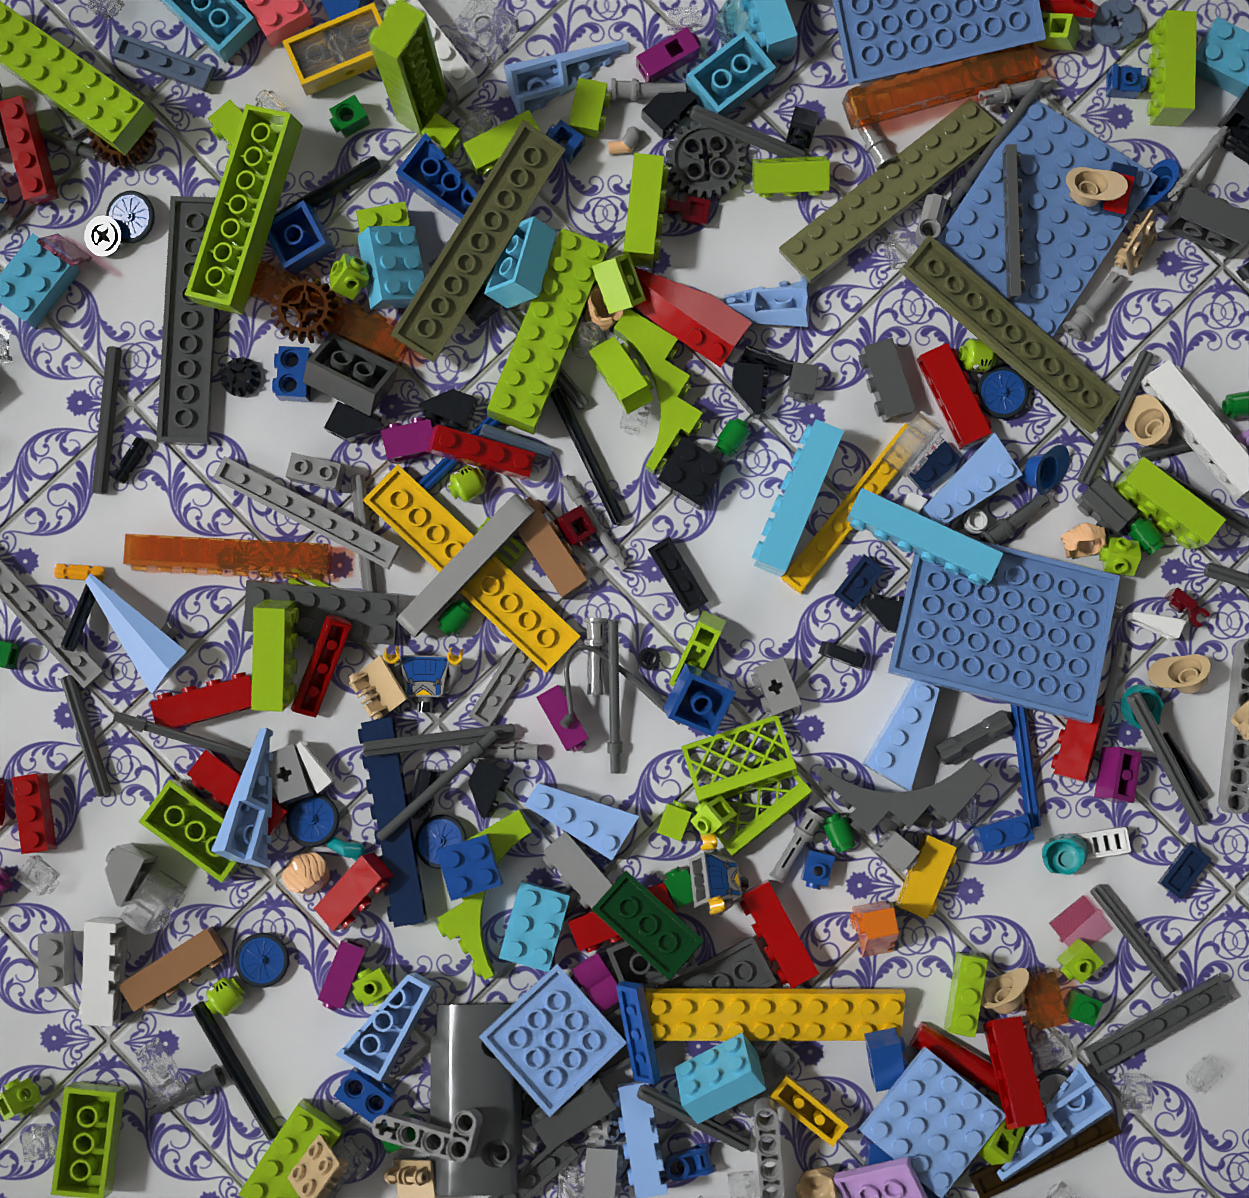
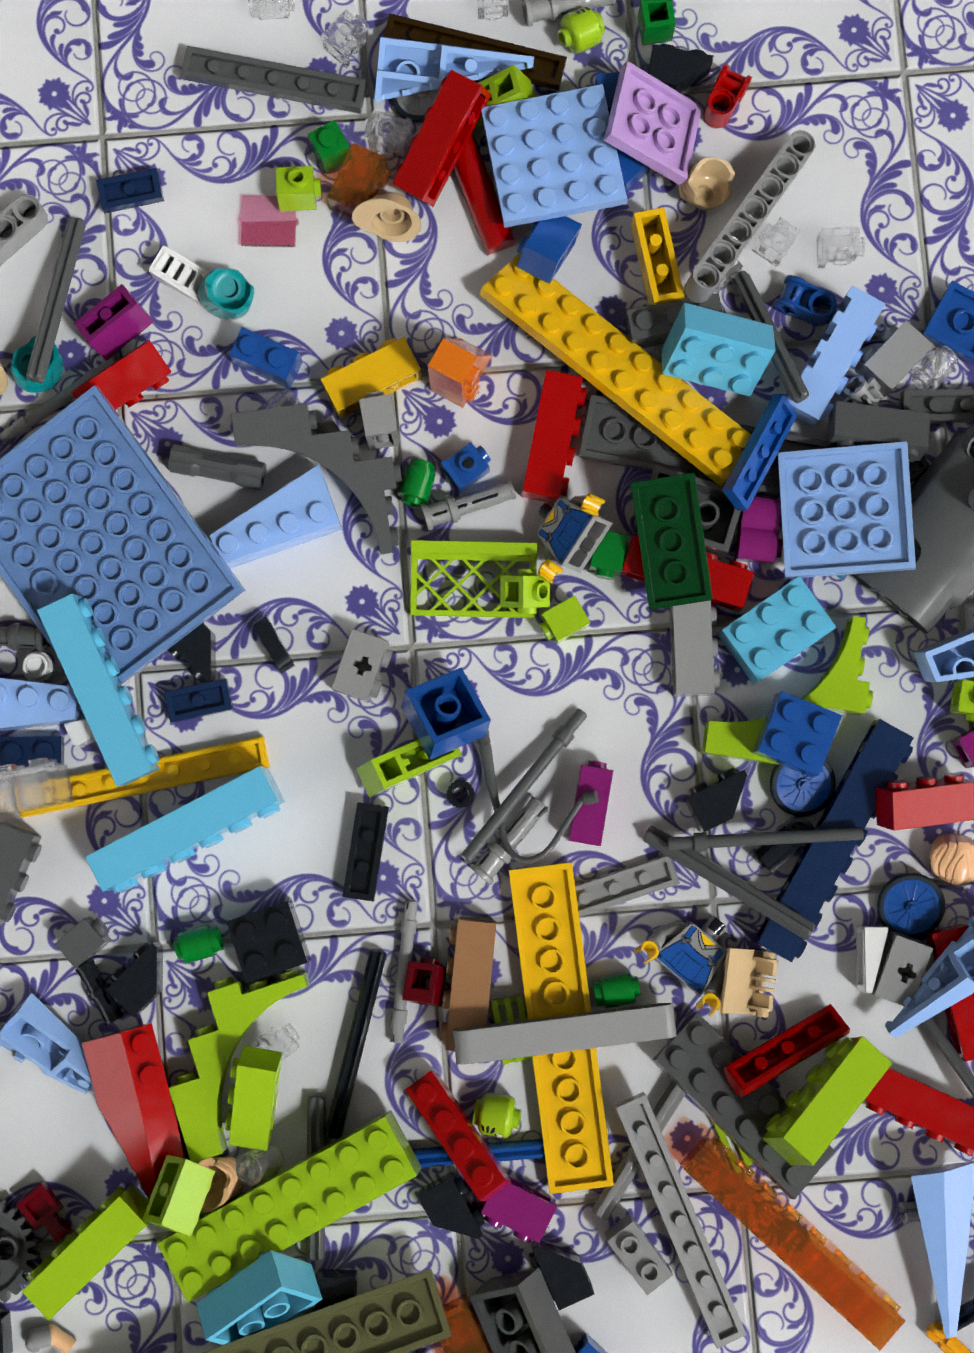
camera: 140 degrees left, 0 degrees up
(347, 849) = (899, 849): teal arm -> none
(498, 435) = (413, 1117): sand blue axle -> none
(507, 751) = (669, 817): light grey pin -> none
(589, 821) = (646, 687): light blue wedge -> none
(747, 780) = (465, 601): lime fence -> none
(965, 994) = (426, 243): lime brick -> none
(1026, 765) = (190, 402): blue axle -> none
(1135, 938) = (228, 169): dark grey axle -> none
(1191, 777) = (49, 261): black axle -> none

